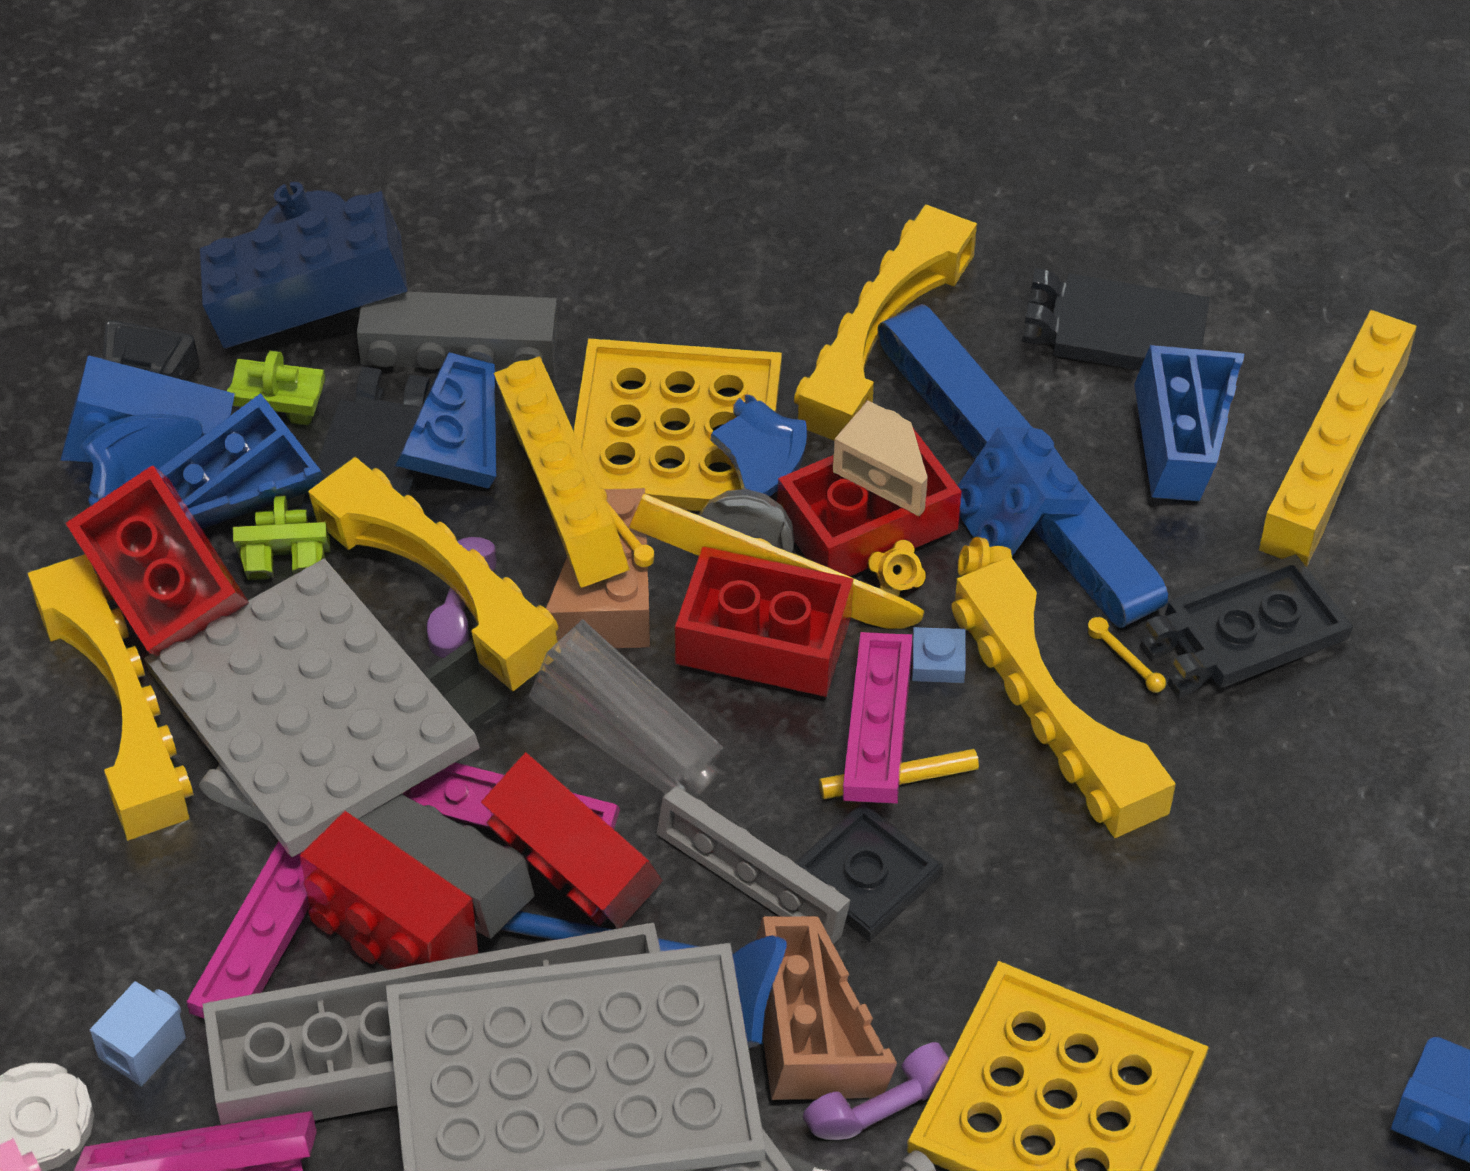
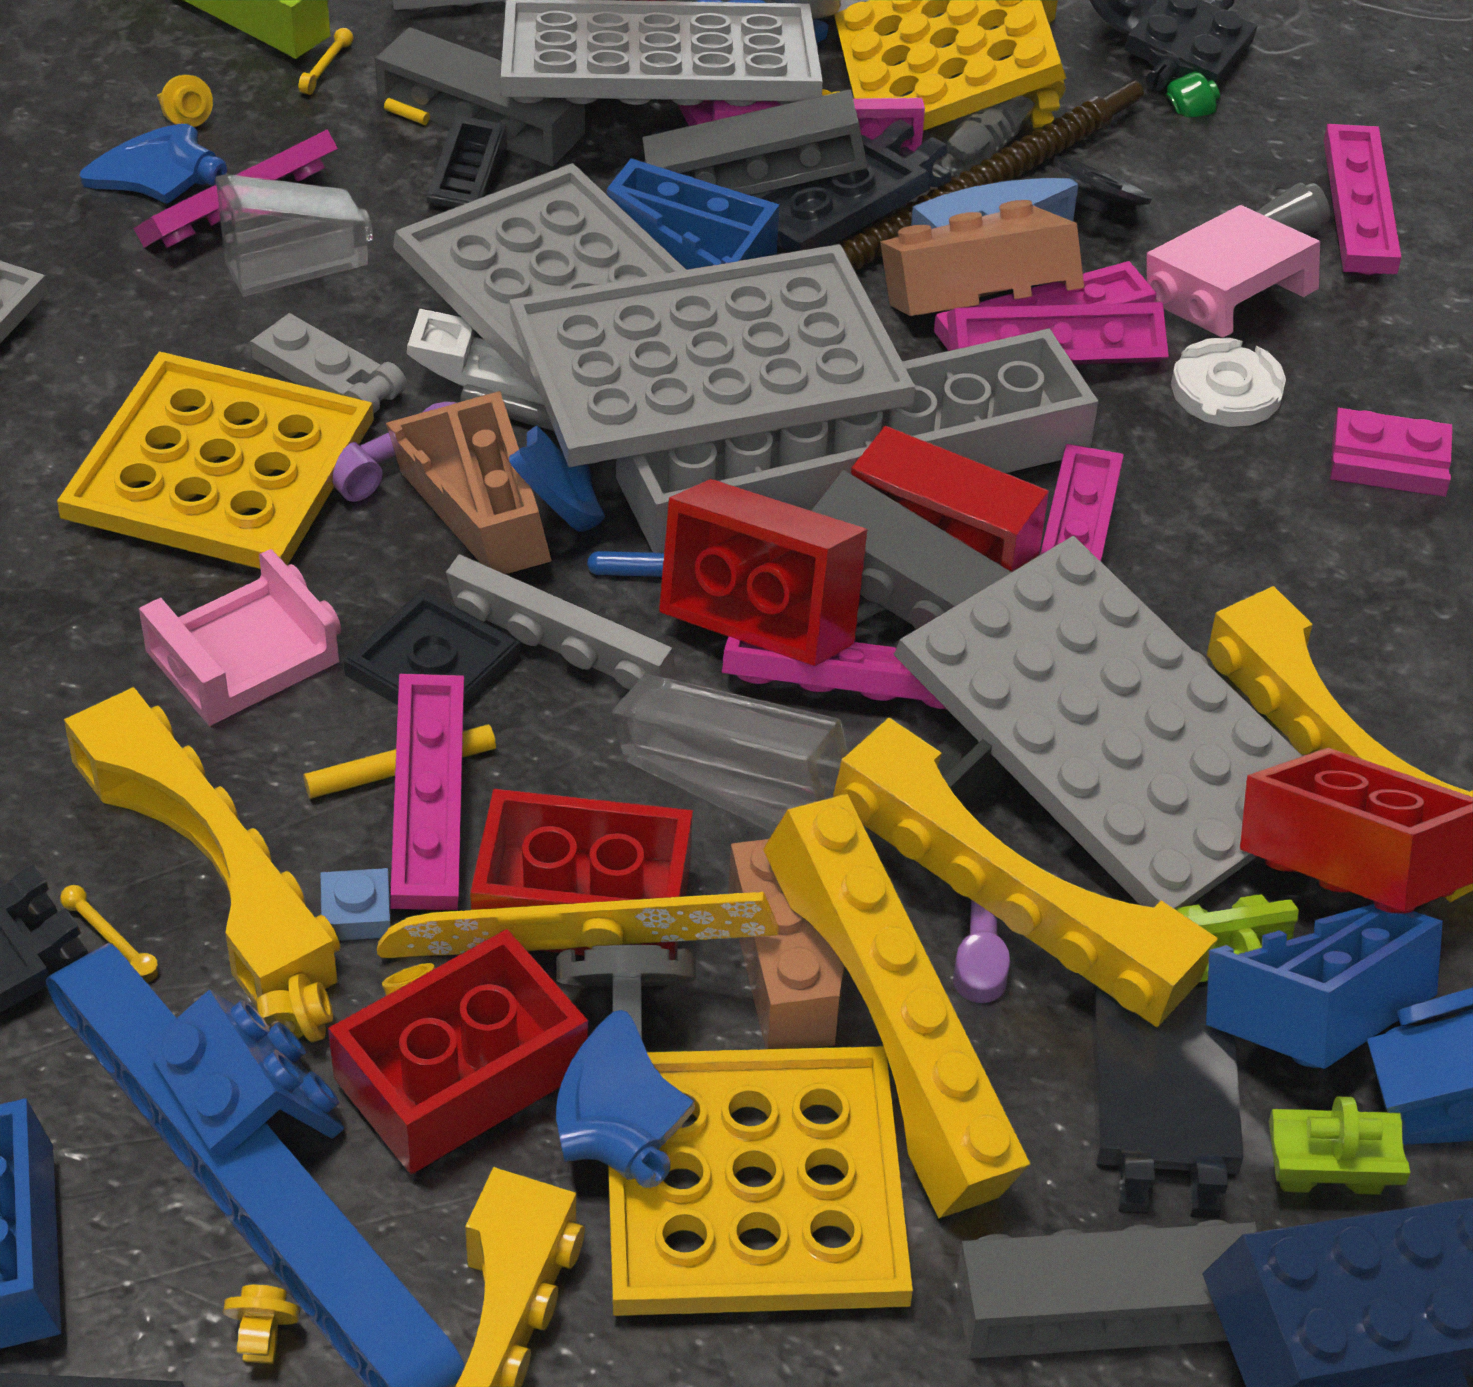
camera: 170 degrees right, 5 degrees down
(139, 1032) = (1160, 431): light blue brick -> none
(456, 425) = (1068, 1121): blue wing -> none
(642, 553) = (825, 955): yellow hinge -> none
(883, 457) = (442, 1021): tan slope -> none
(1009, 371) = (260, 1313): none -> yellow plate
(1035, 892) = (244, 641): none -> bright pink panel

